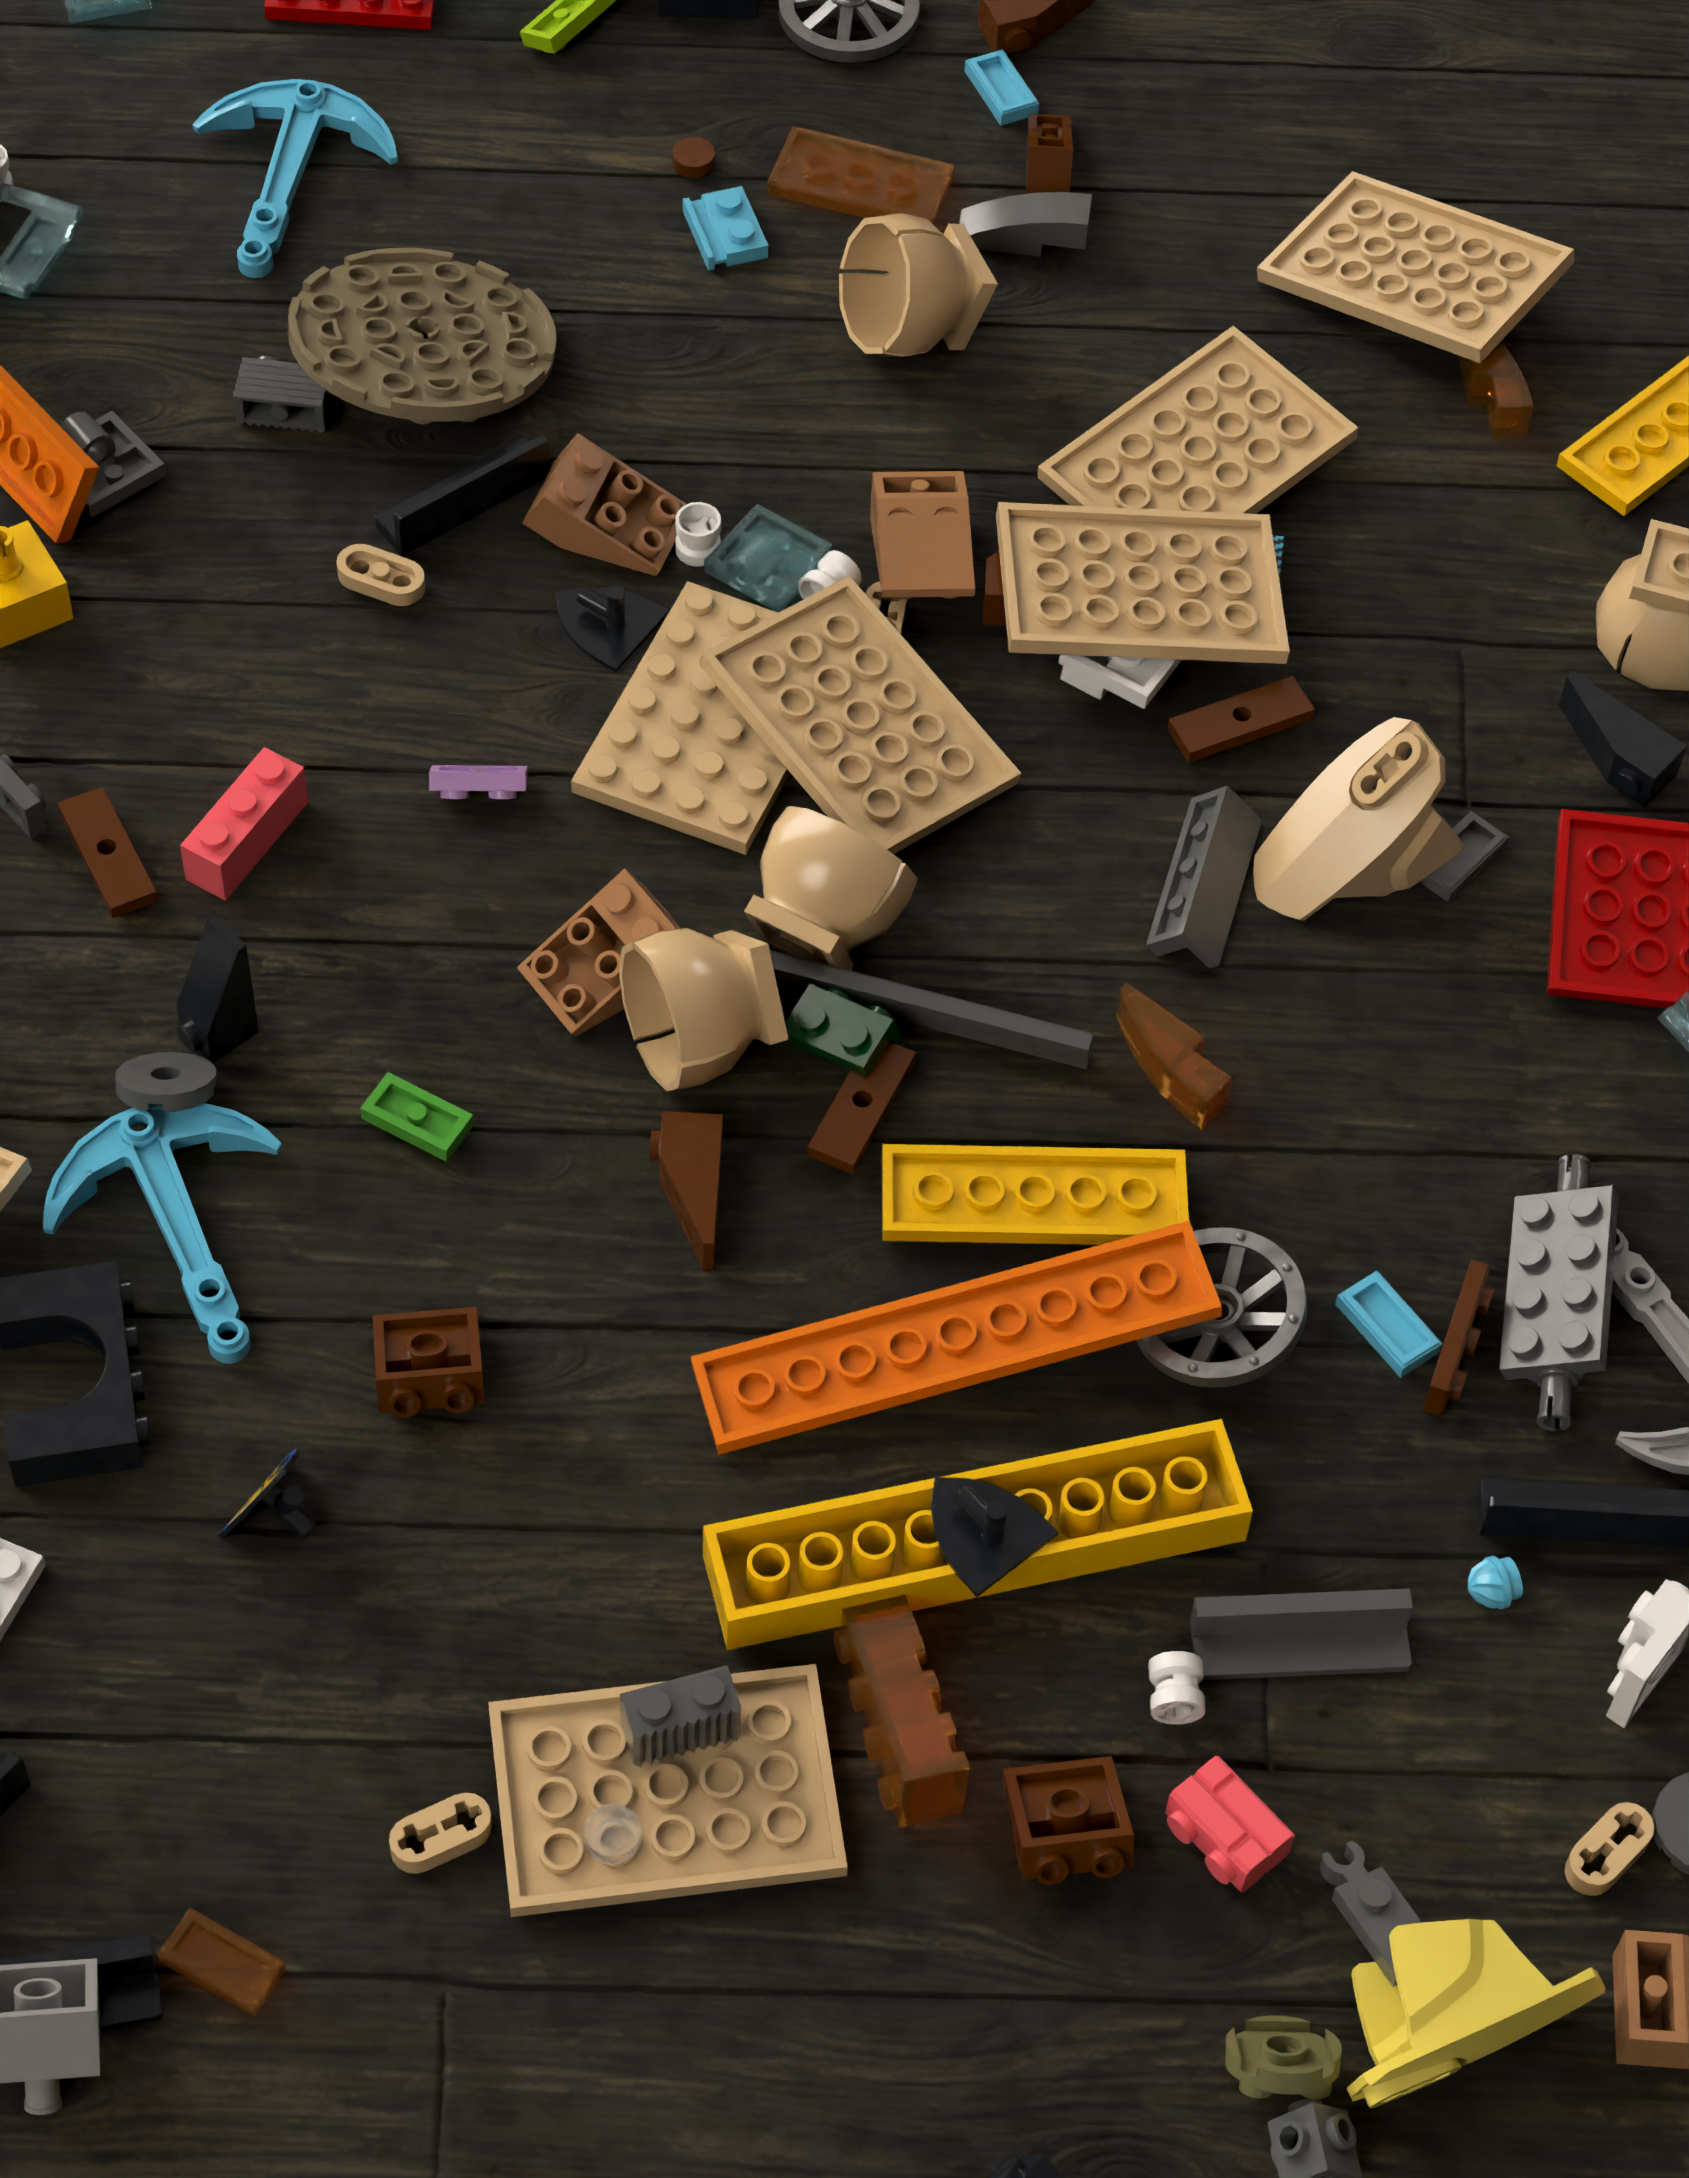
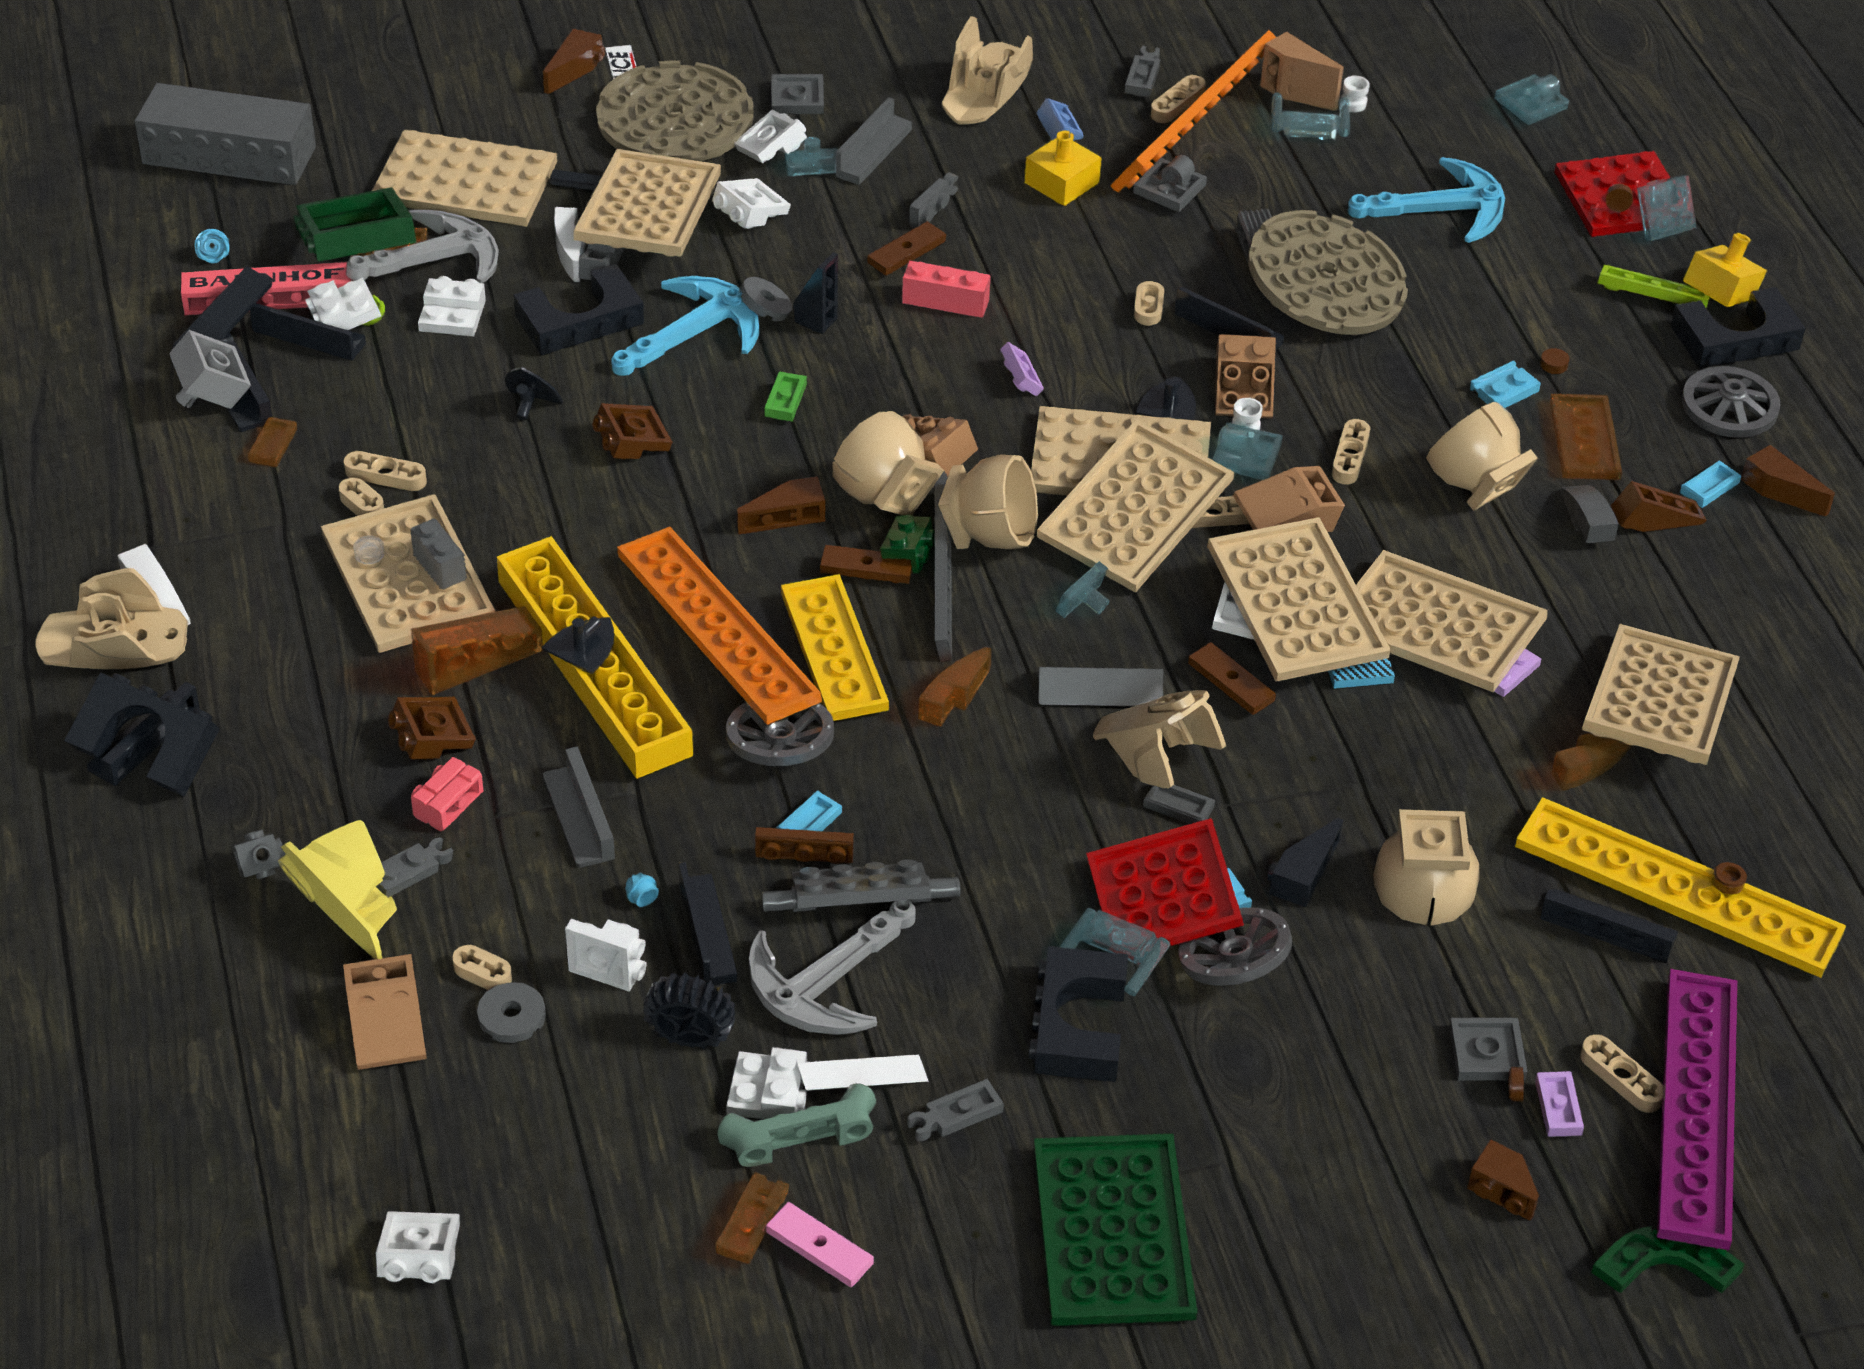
camera: 75 degrees right, 10 degrees down
(343, 1803) = (405, 474): none -> tan beam
(780, 419) = (1353, 460): none -> tan beam
(830, 570) = (1242, 476): white wheel -> none
(1013, 842) = (1085, 591): none -> clear light blue tile
(1176, 1687) = (523, 759): white wheel -> none
(1282, 2058) = (301, 824): olive plate -> none

